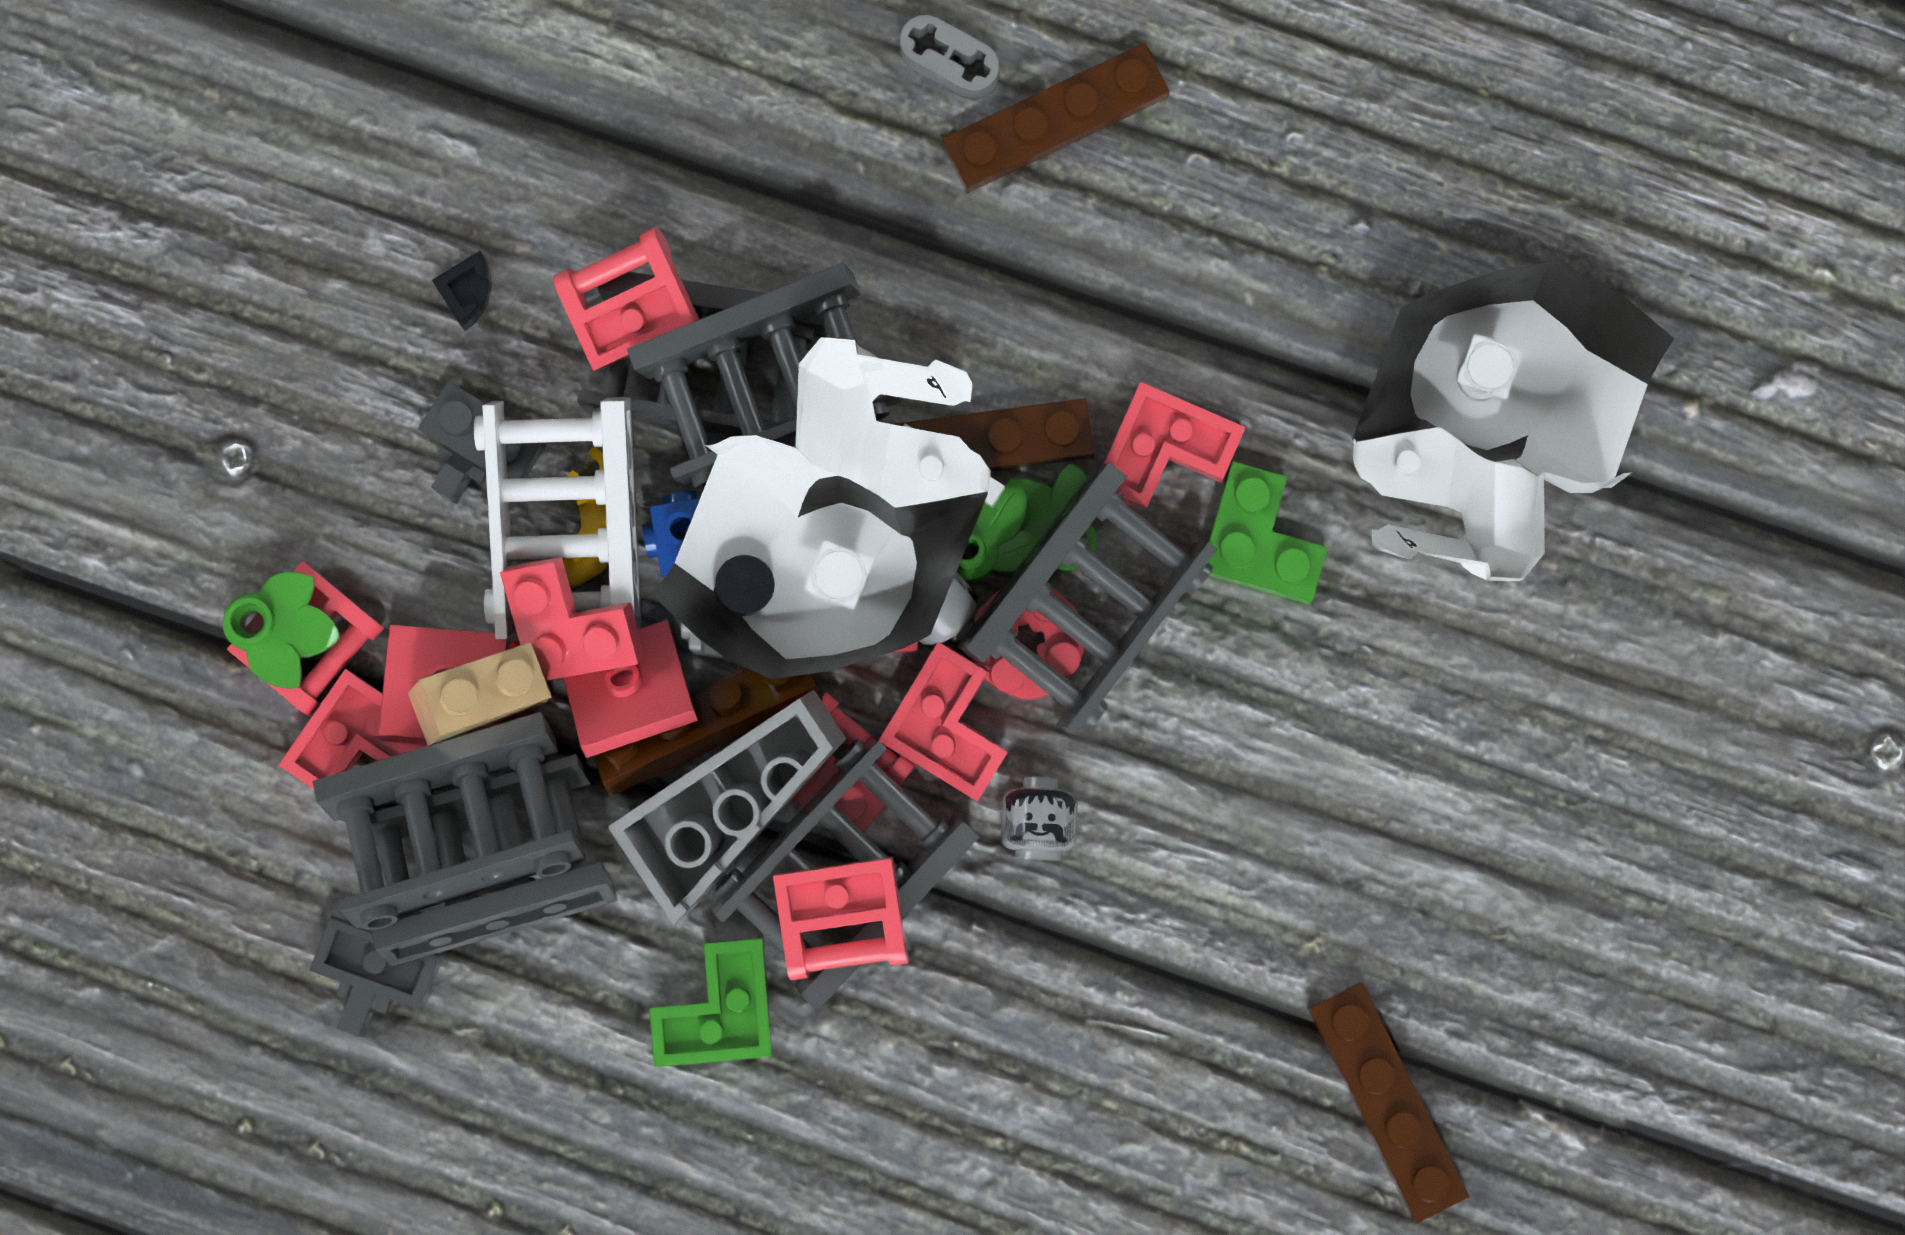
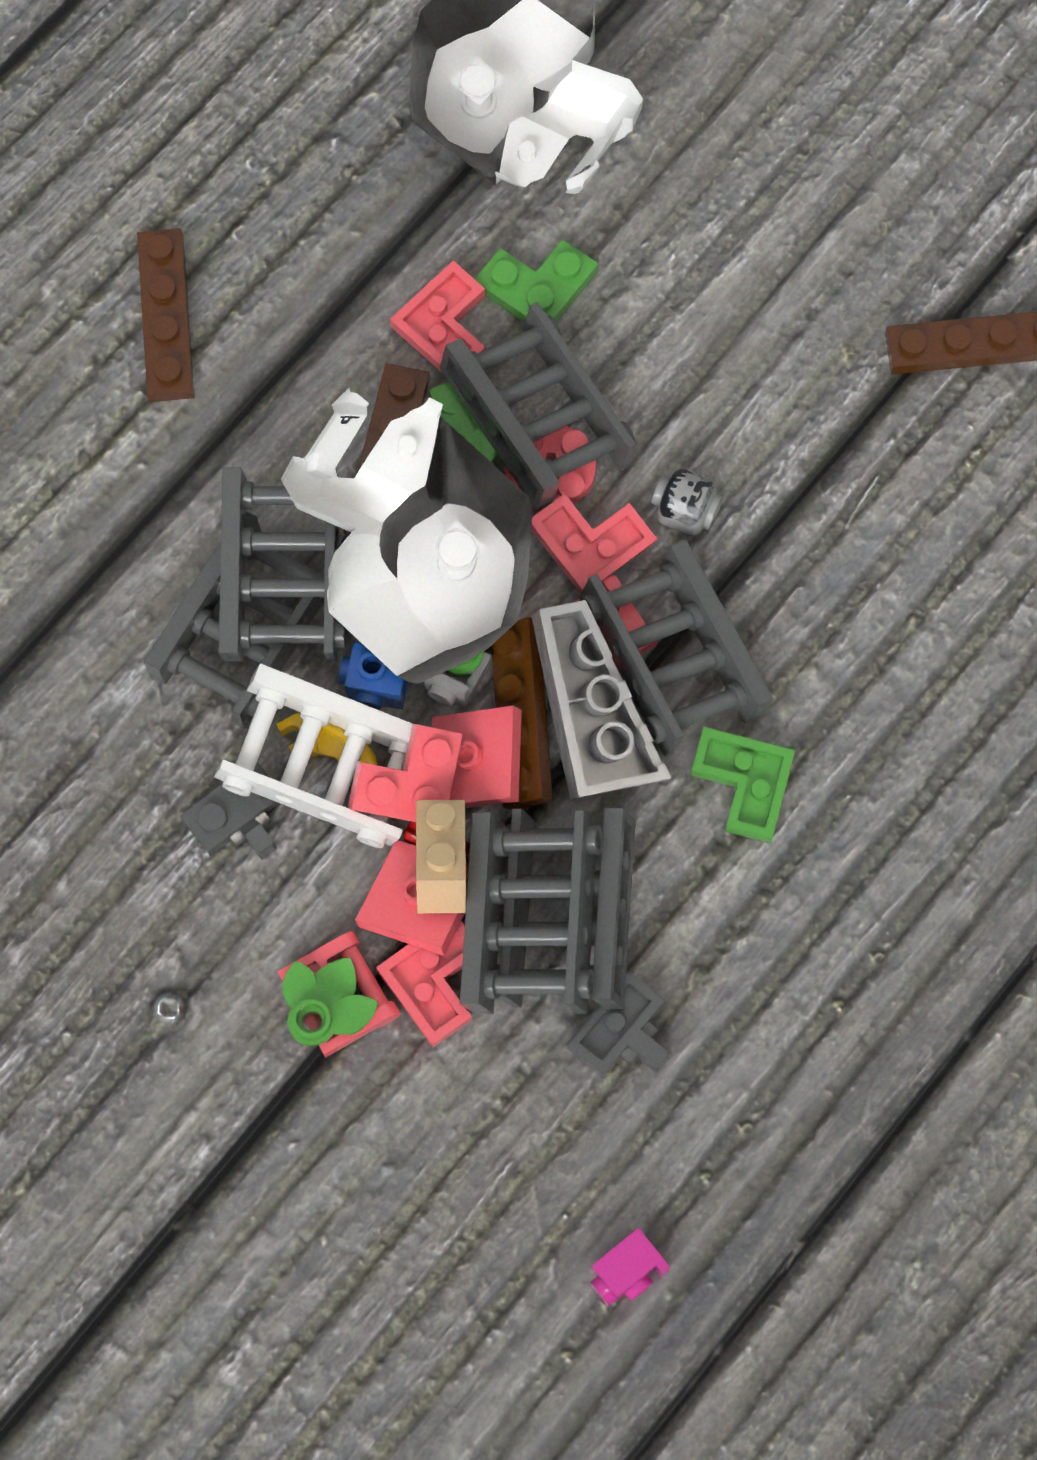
camera: 70 degrees left, 10 degrees down
(103, 1077) = (627, 1269): none -> dark pink brick
(466, 289) = (111, 782): black tile -> none
(632, 315) = (193, 647): coral plate -> none
(743, 585) = (435, 630): black tile -> none
(840, 898) = (696, 648): coral plate -> none
(955, 45) = (86, 370): light grey beam -> none

